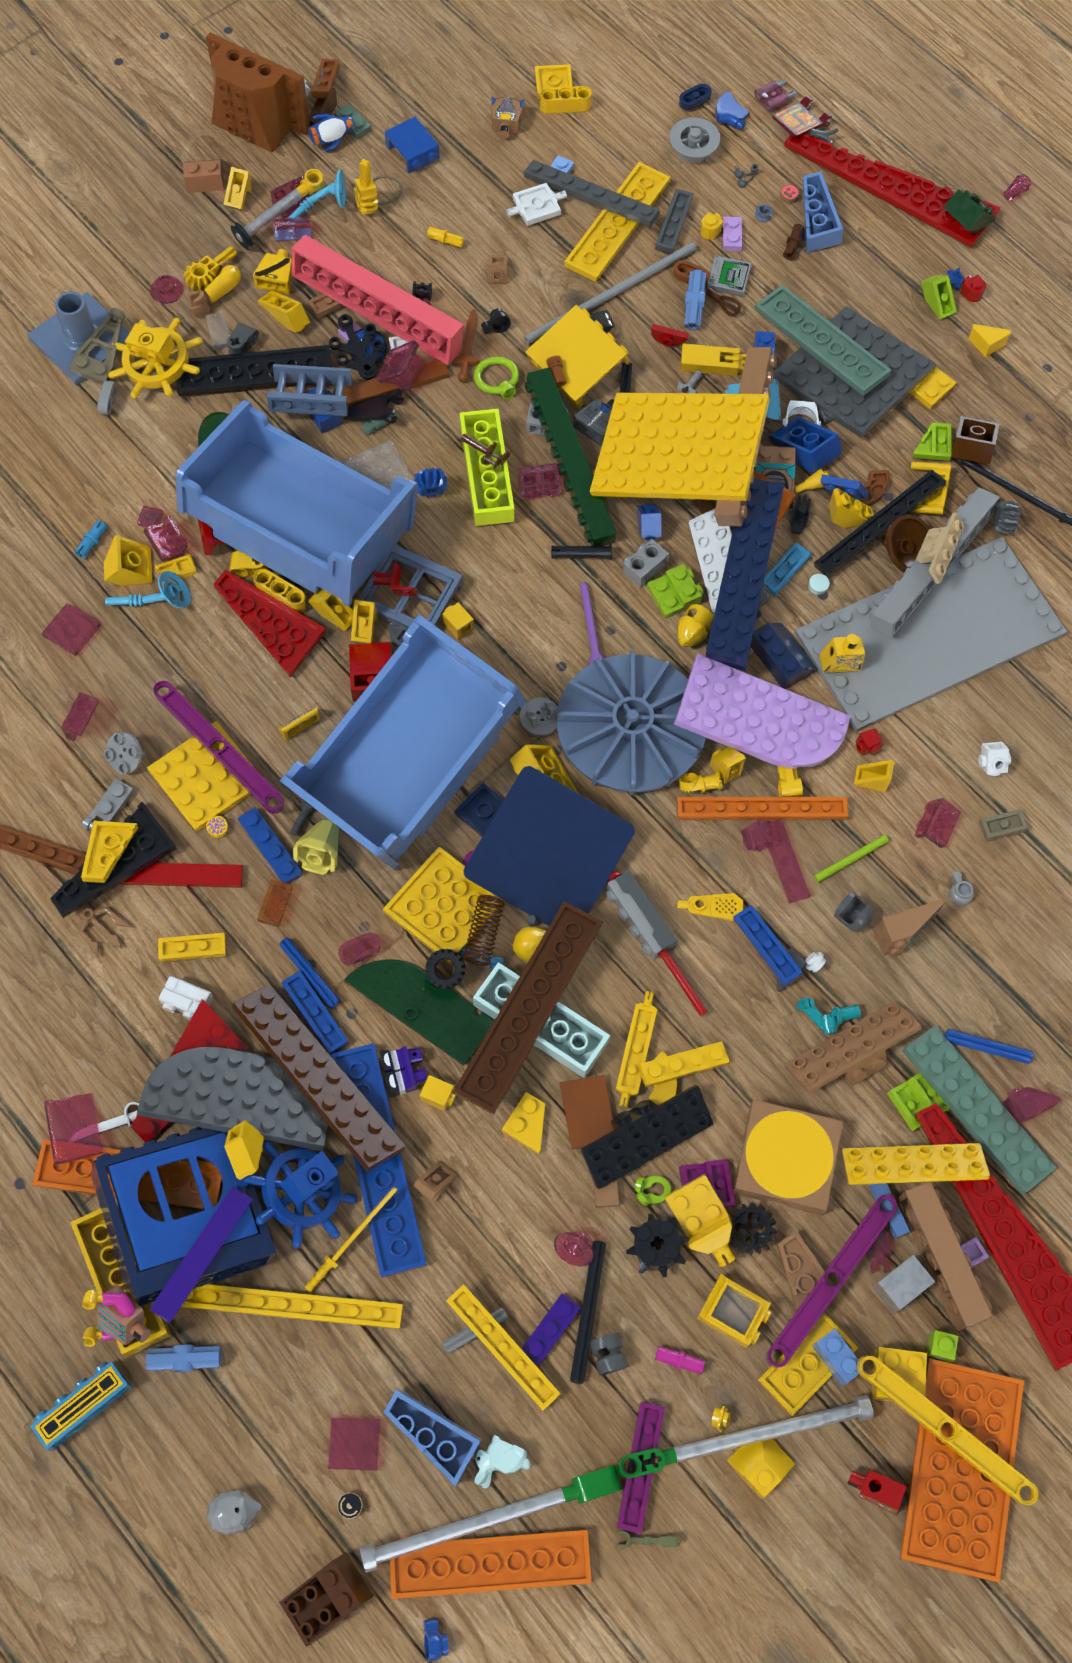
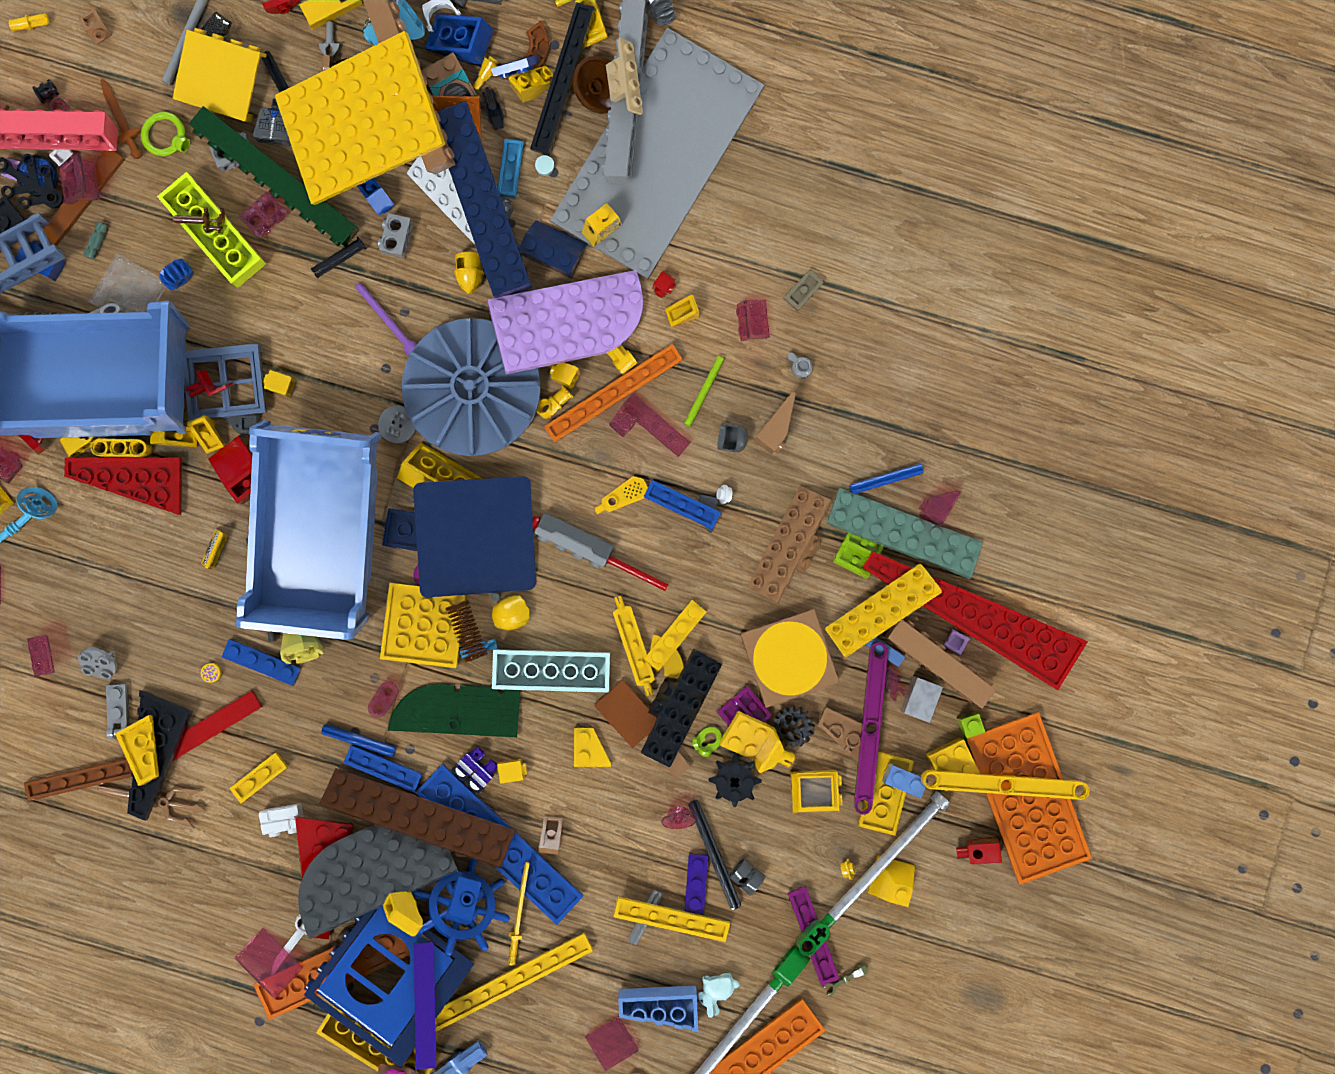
camera: 30 degrees left, 20 degrees up
(180, 566) = (26, 477): yellow tile -> none
(198, 781) = (173, 637): yellow plate -> none
(228, 756) = (153, 609): magenta beam -> none
(275, 903) = (296, 705): clear orange plate -> none
(375, 408) = (82, 231): black flag -> none
(455, 979) = (457, 688): black tyre -> none
(498, 322) = (130, 81): black piece -> none
(528, 1008) = (537, 671): reddish brown plate -> none
(555, 365) = (207, 100): dark orange pin -> none
(675, 591) = (435, 245): lime plate -> none
(680, 1360) = (797, 847): dark pink pin -> none
(829, 1021) = (760, 535): teal pin -> none
(994, 758) = (767, 238): white brick -> none

